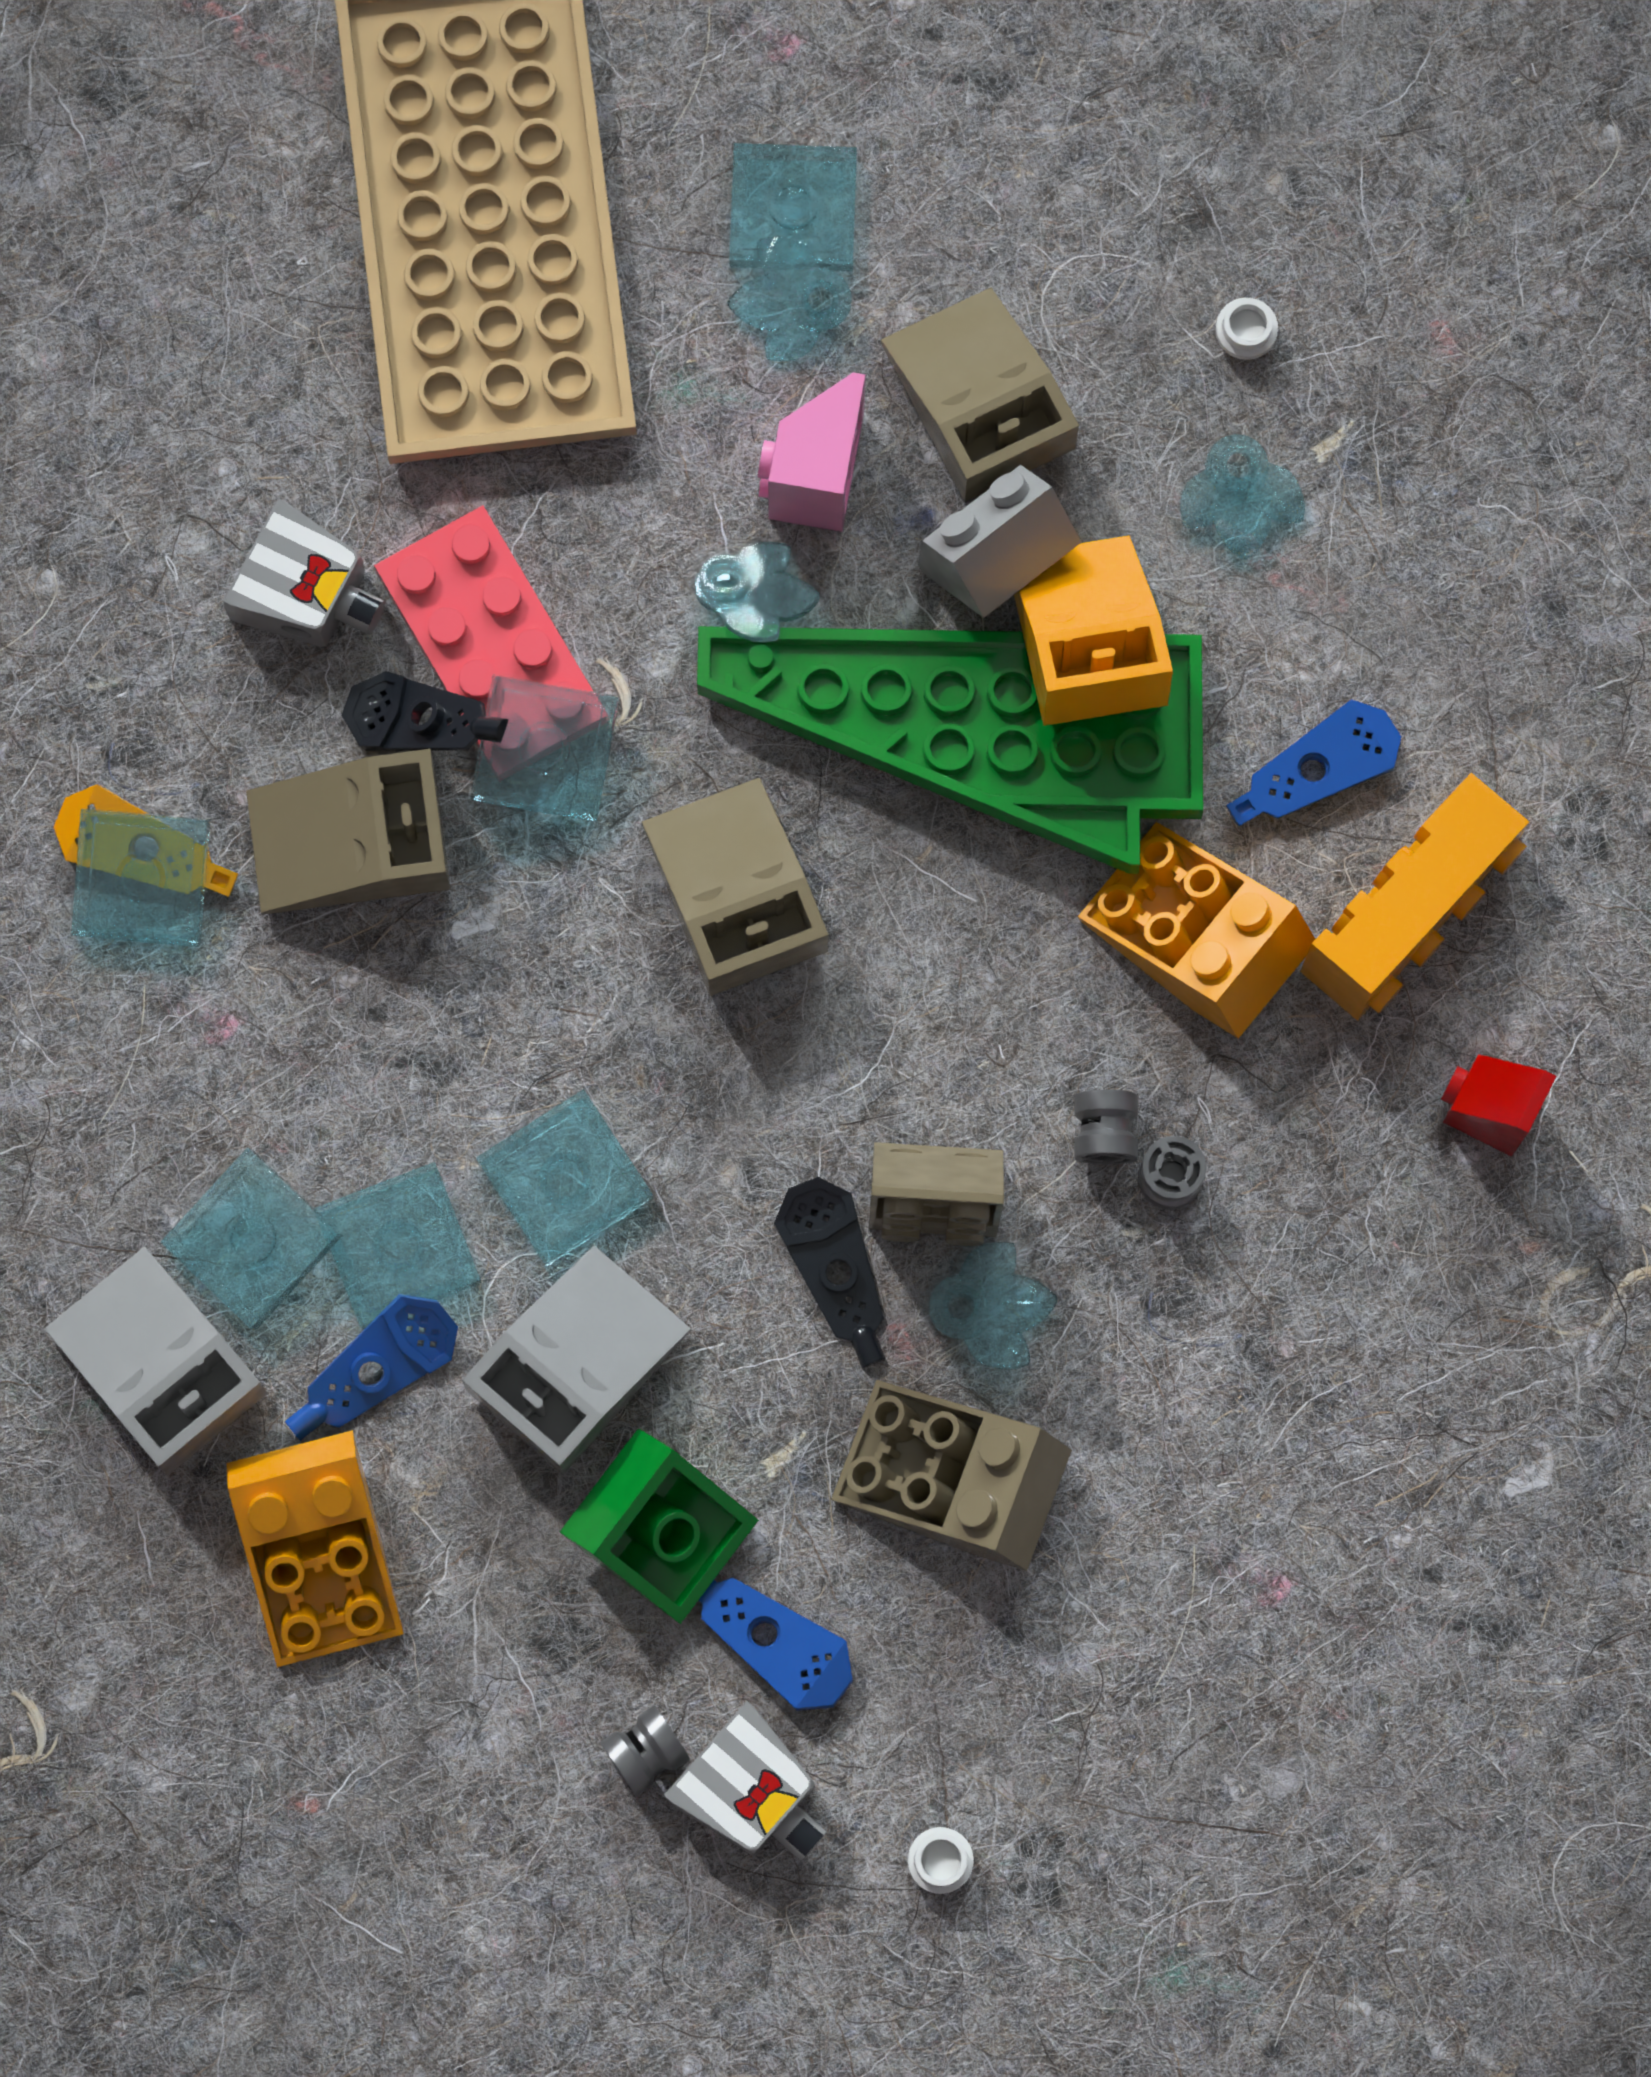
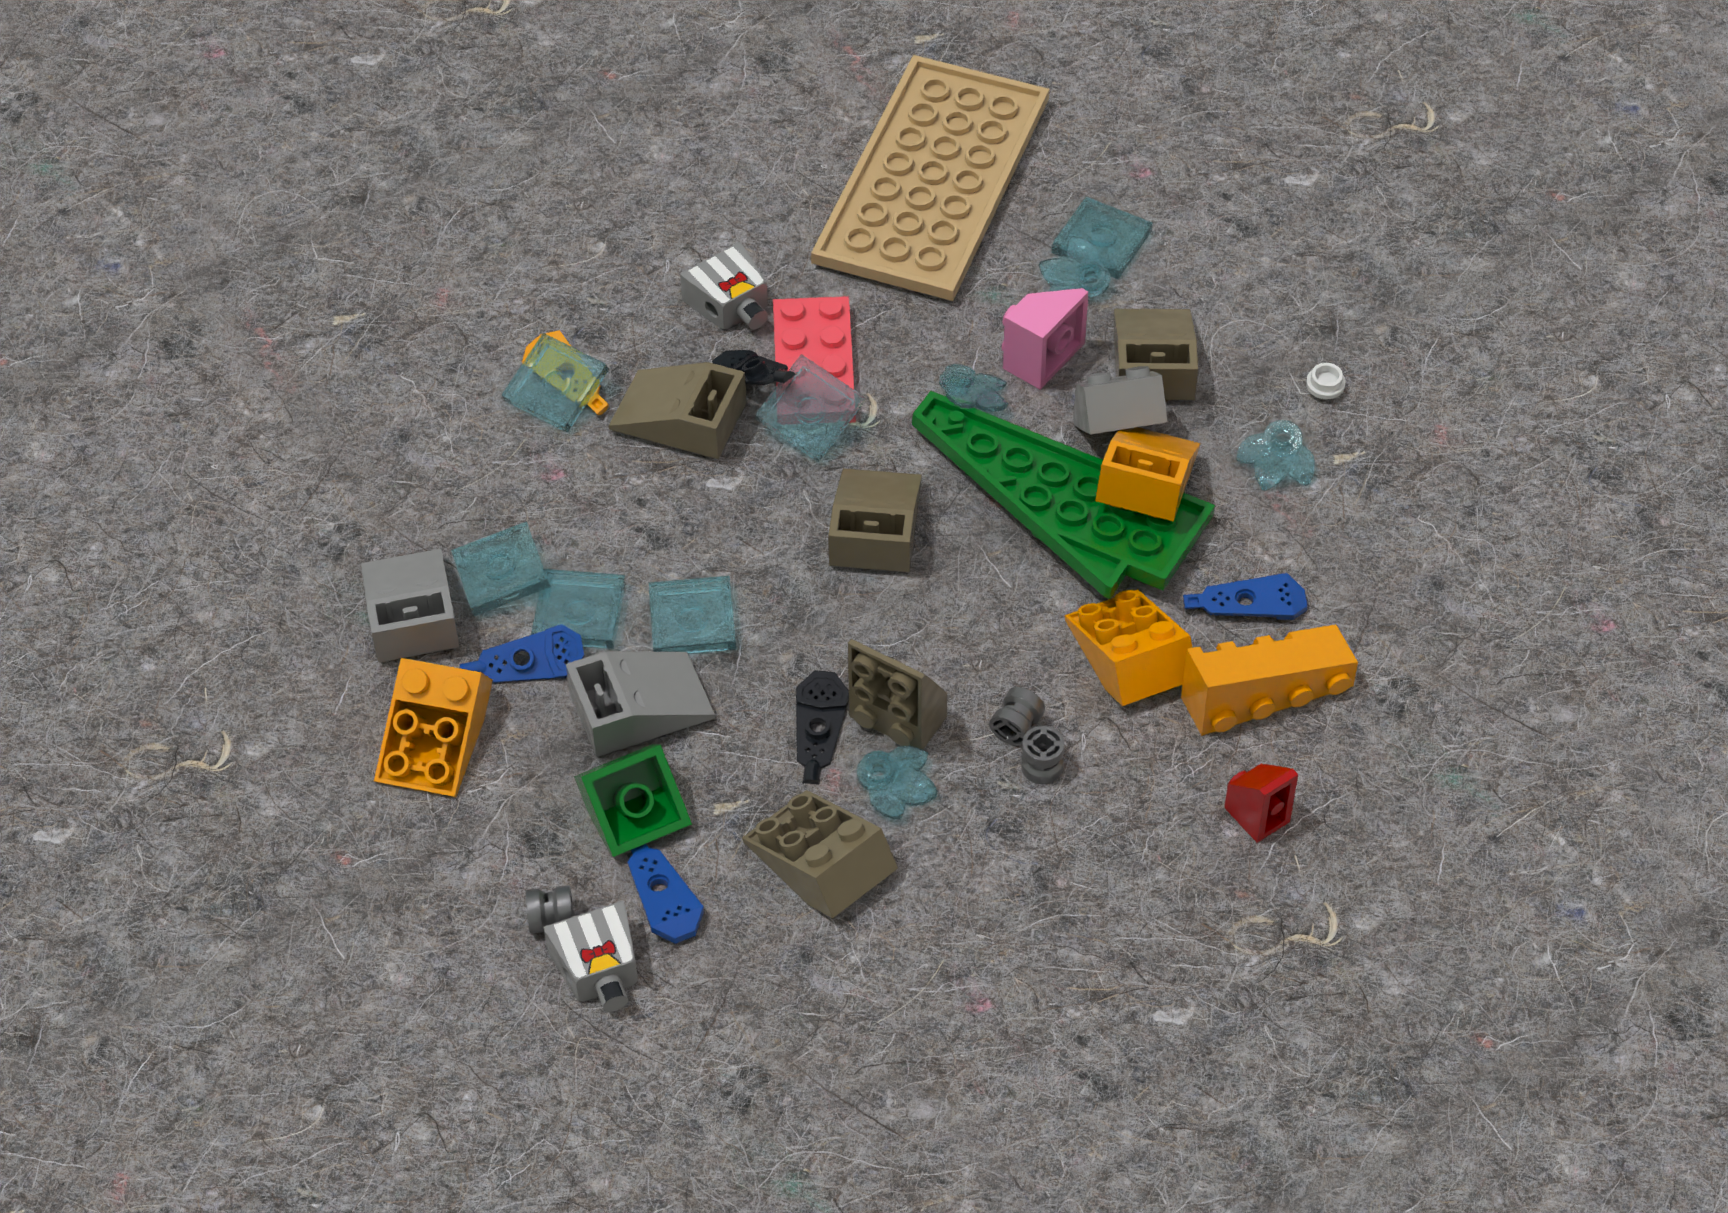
camera: 30 degrees right, 25 degrees down
(940, 1860) = (686, 1050): white plate -> none

